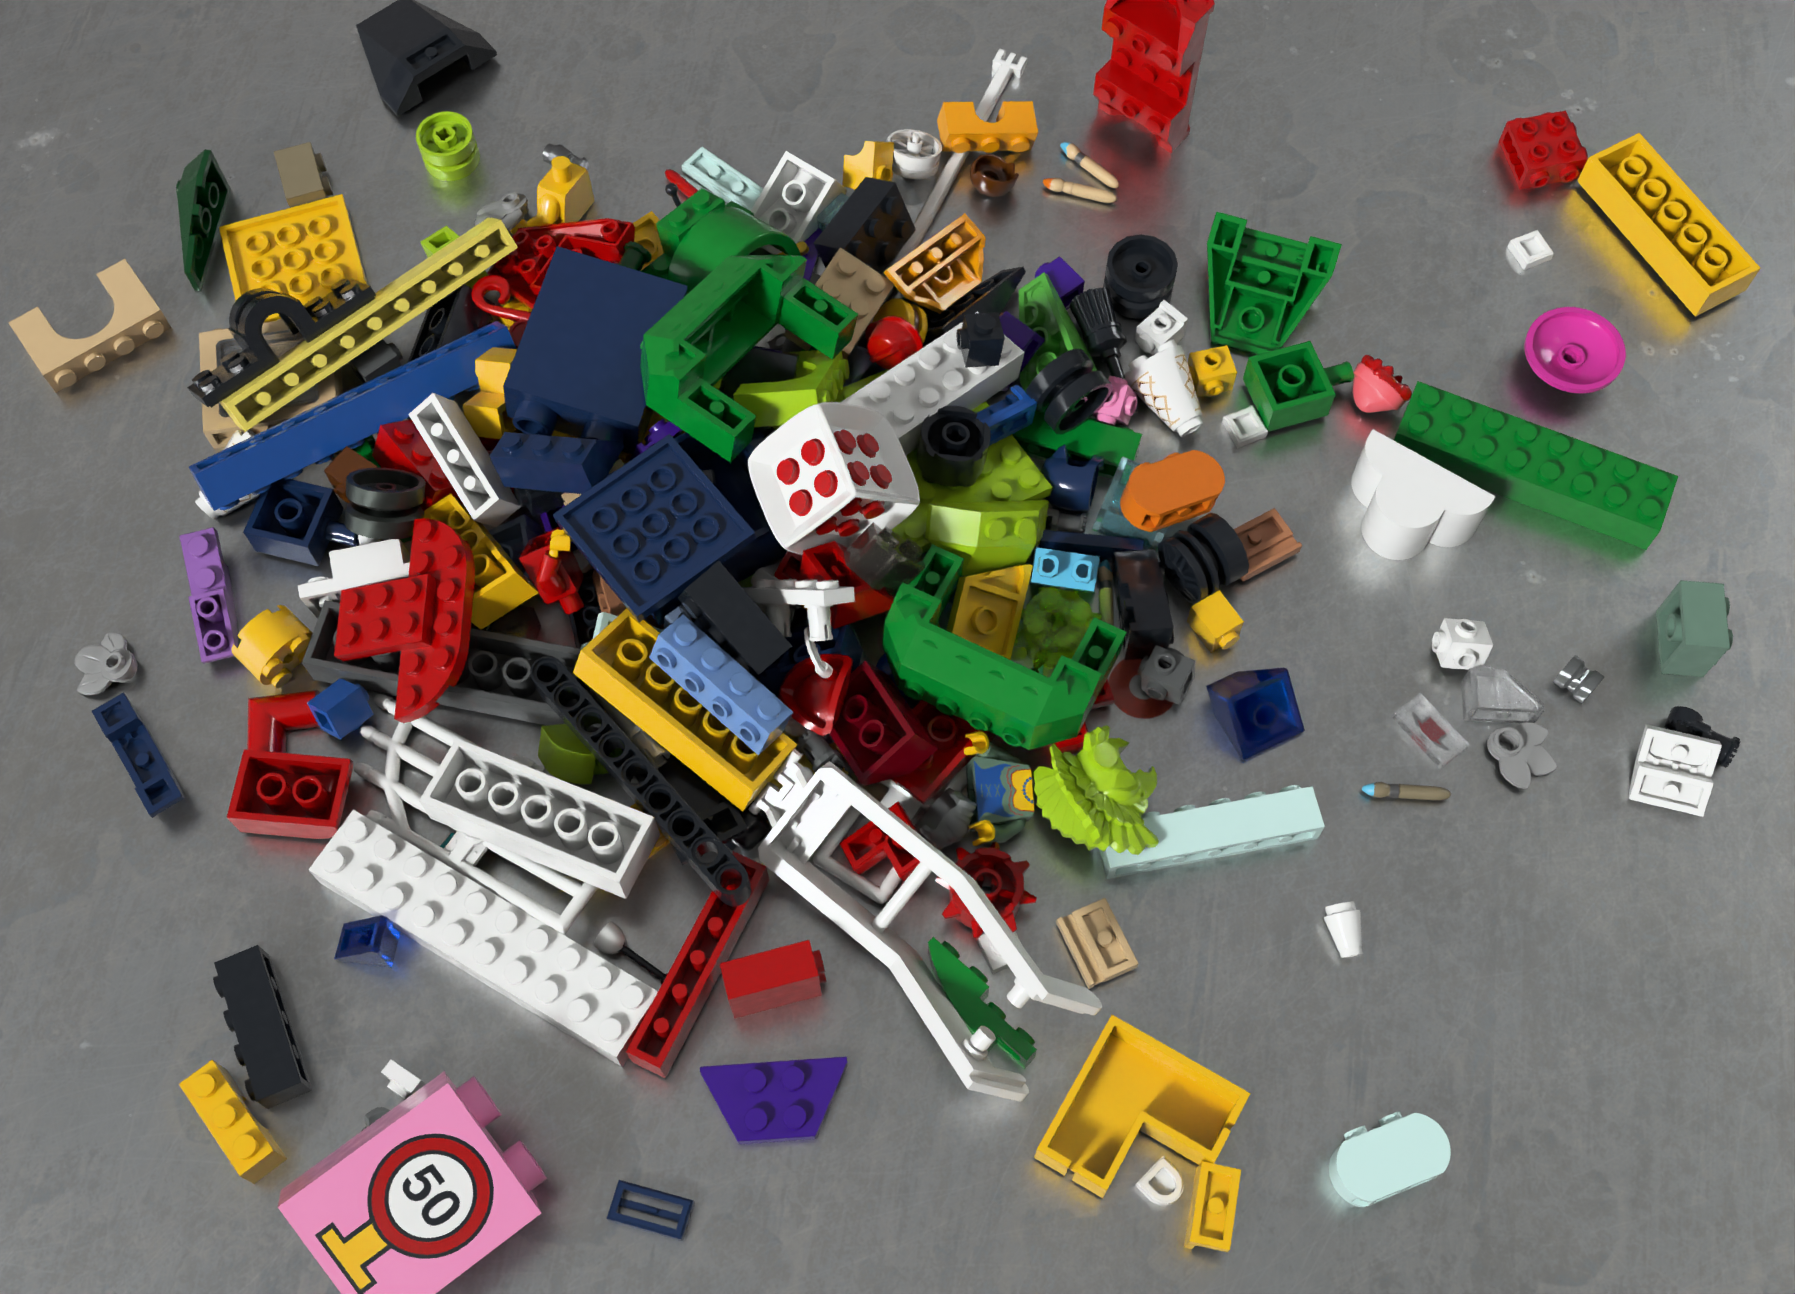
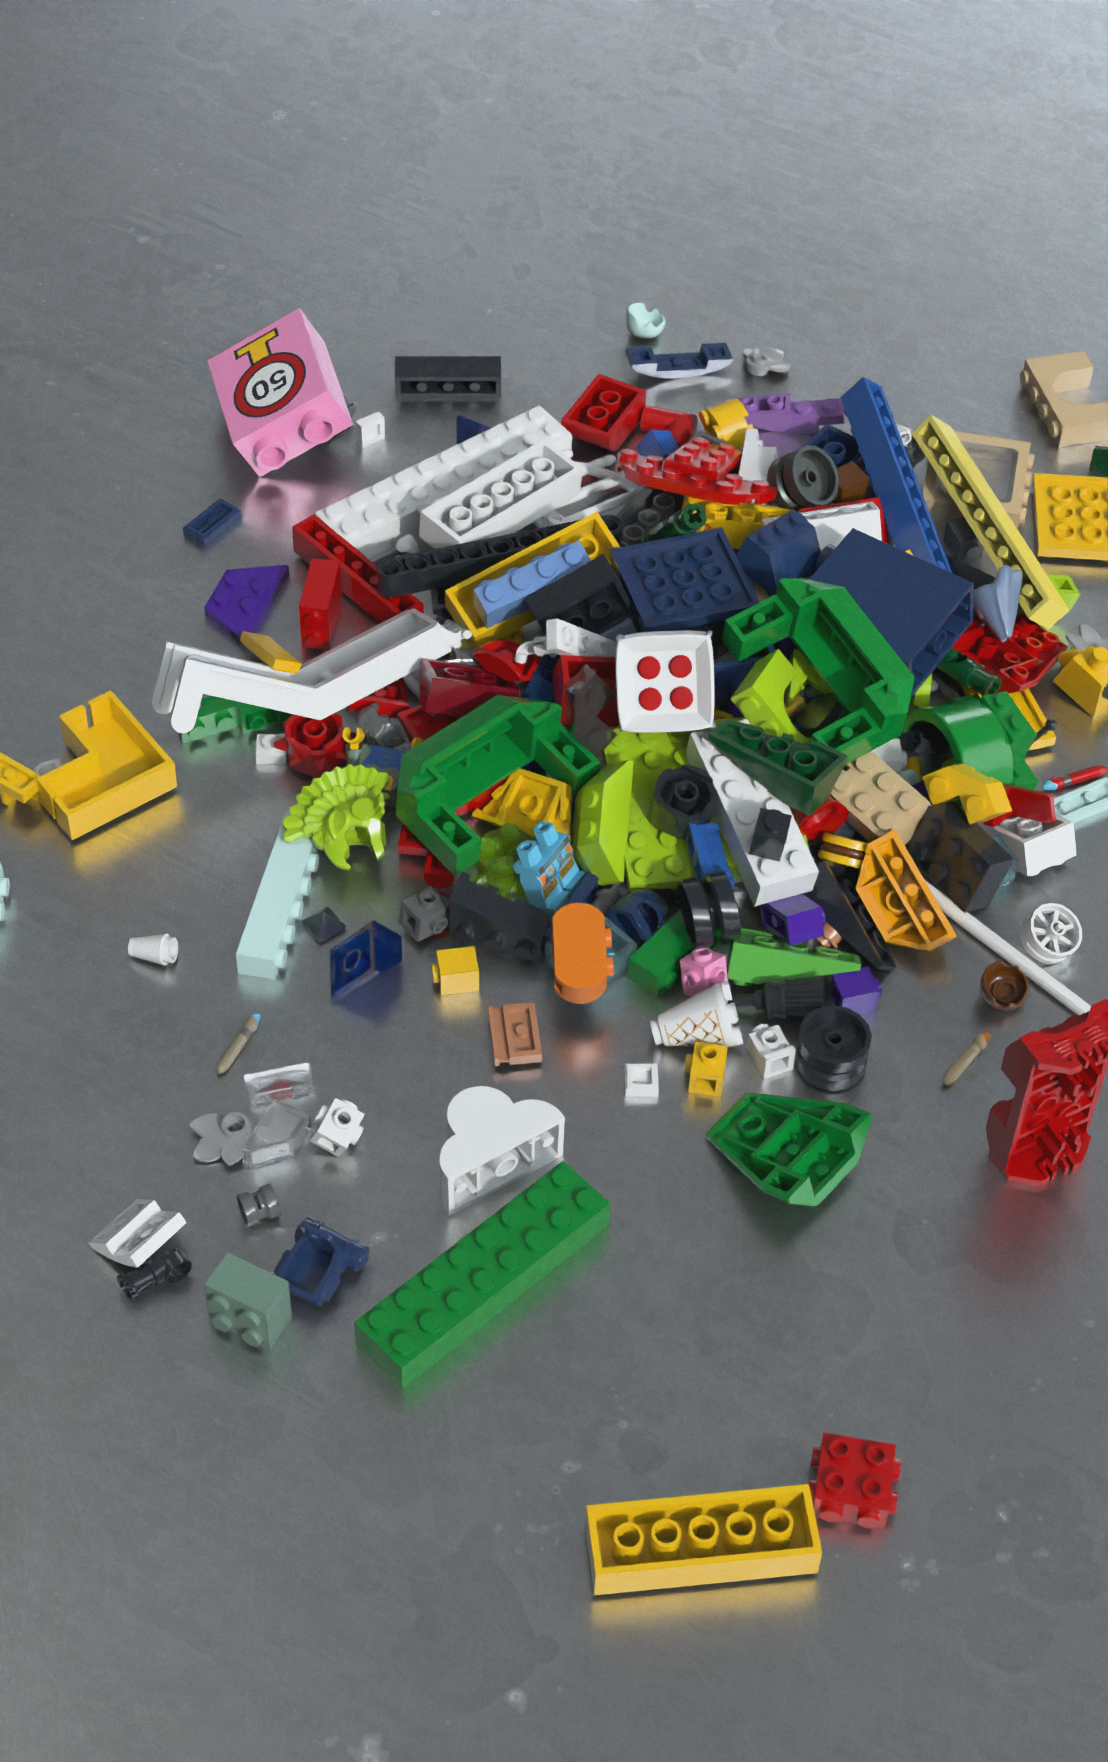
camera: 110 degrees right, 15 degrees down
(72, 822) = (644, 323): none -> light aqua hair
(231, 1123) = (372, 350): yellow arch -> none
(246, 327) = (1000, 473): black piece -> none
(508, 274) = (998, 602): none -> sand blue hat
(558, 562) = (678, 524): none -> dark green piece
(771, 205) = (1027, 804): none -> red bracket
(805, 225) = (980, 795): none -> yellow brick
(872, 162) = (1031, 889): yellow brick -> none
(874, 1002) = (270, 652): none -> yellow tile
(885, 348) = (789, 769): none -> dark green wedge
(964, 131) = (1063, 972): light orange arch -> none
(1089, 164) = (983, 1082): tan piece -> none
(1097, 943) = (239, 798): tan plate -> none
(1203, 558) = (513, 968): black wheel -> none
(1214, 780) = (323, 924): none -> black slope
(1293, 385) = (659, 1116): green brick -> none
(1377, 388) = (629, 1186): coral hair -> none
(1530, 250) = (735, 1413): white tile -> none
(1581, 338) = (590, 1348): dark pink dish -> none
(1605, 598) = (318, 1260): none -> dark blue piece

